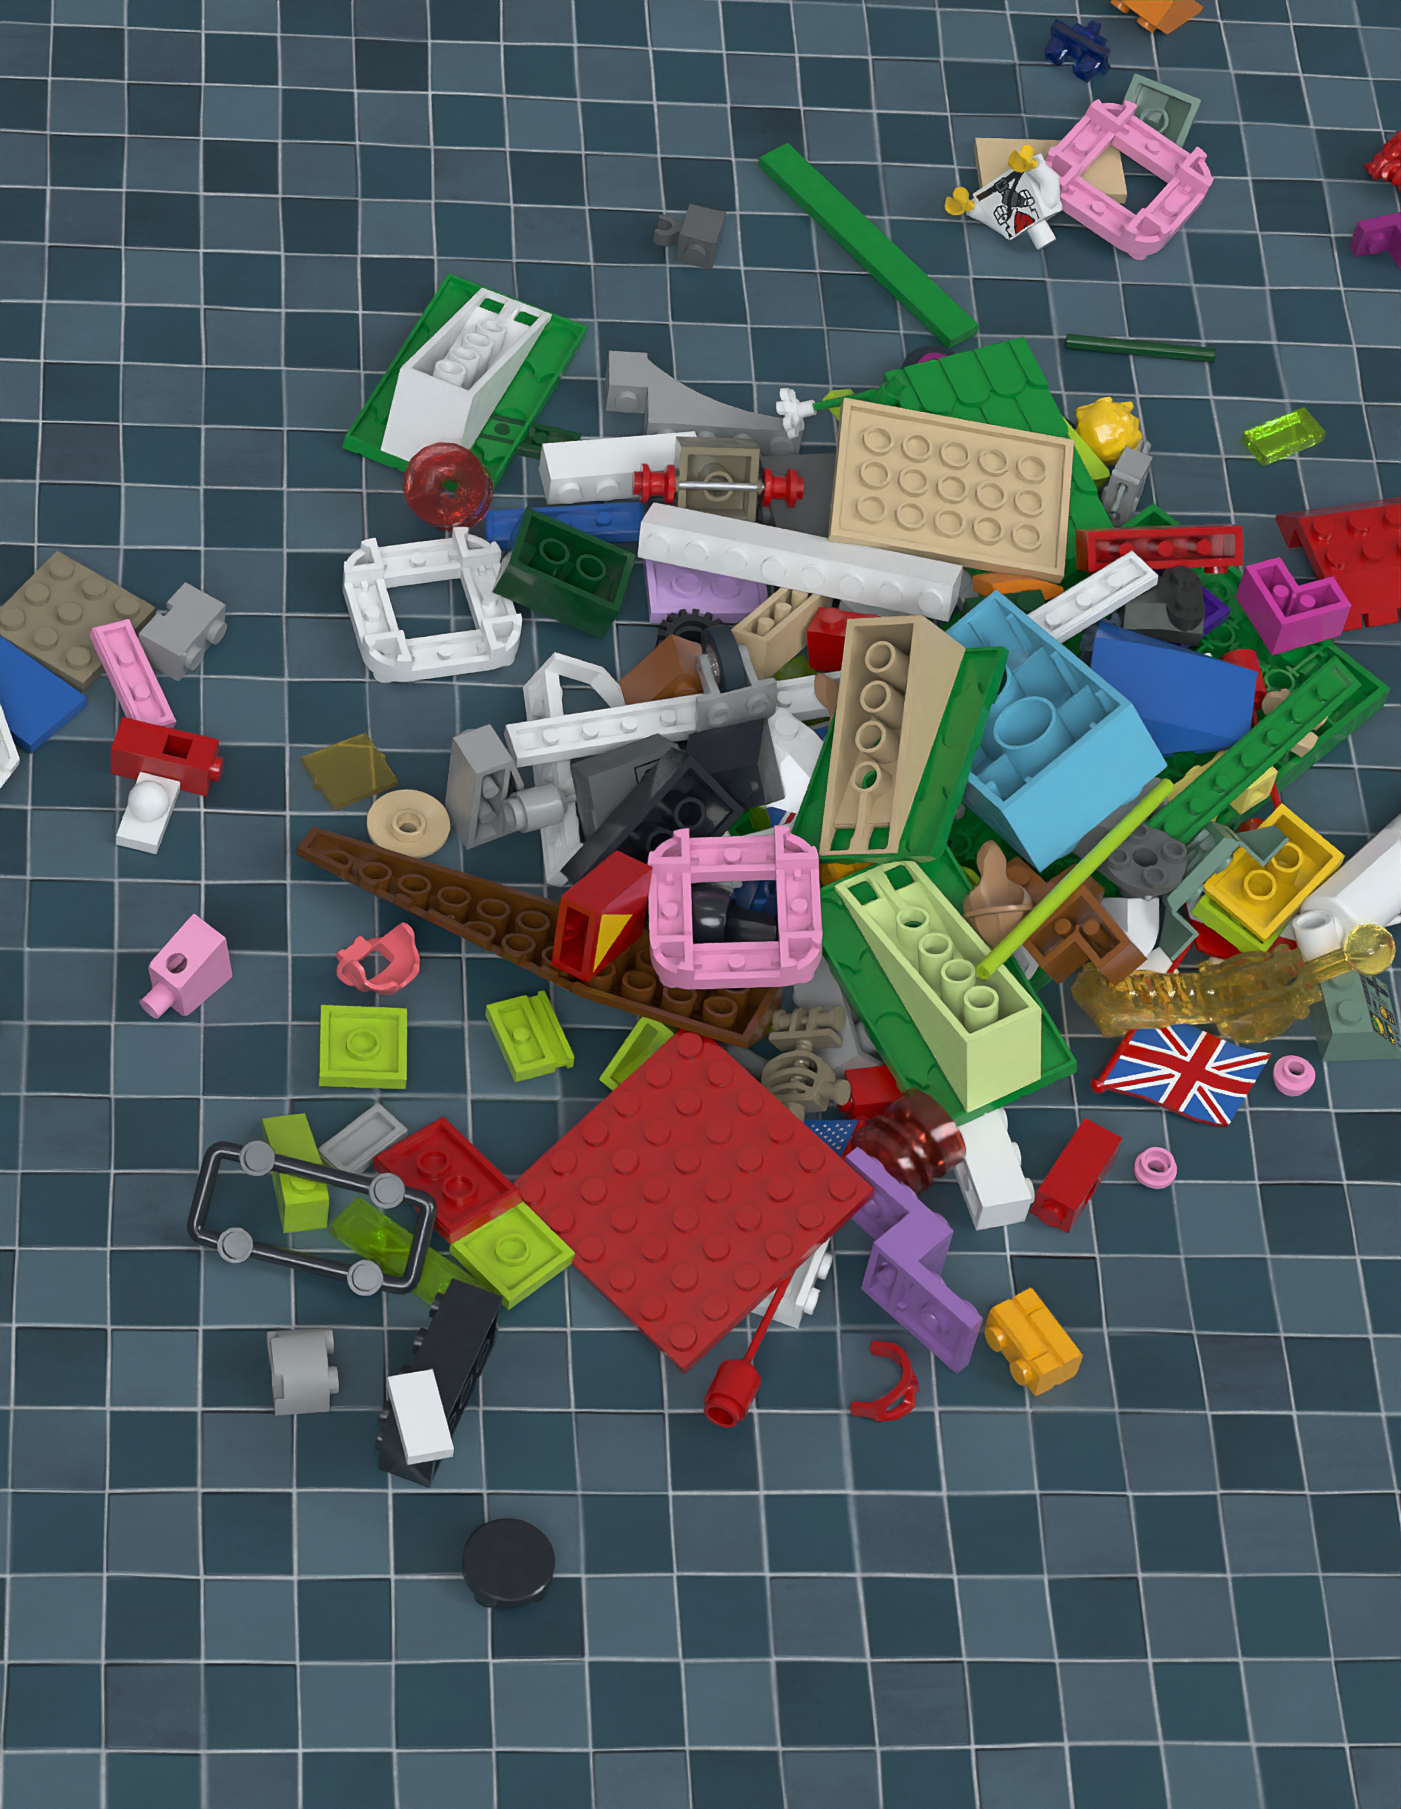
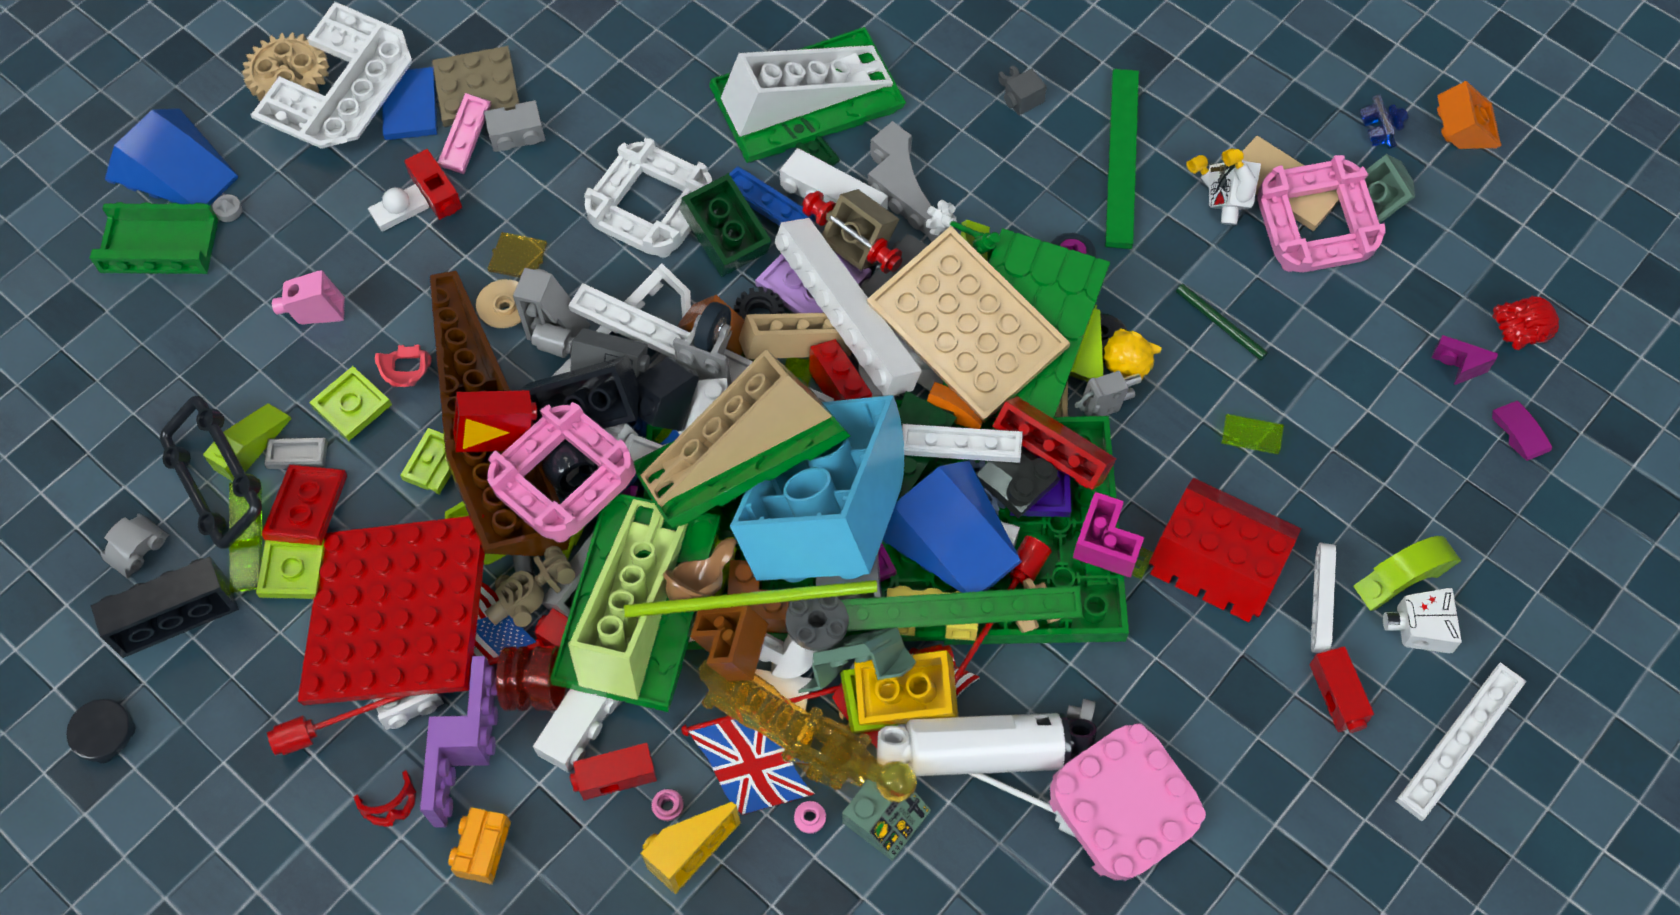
camera: 55 degrees right, 10 degrees up
(420, 1417) = (103, 616): white tile -> none
(426, 481) = (715, 137): clear red wheel -> none
(1235, 1184) = (686, 846): none -> yellow slope

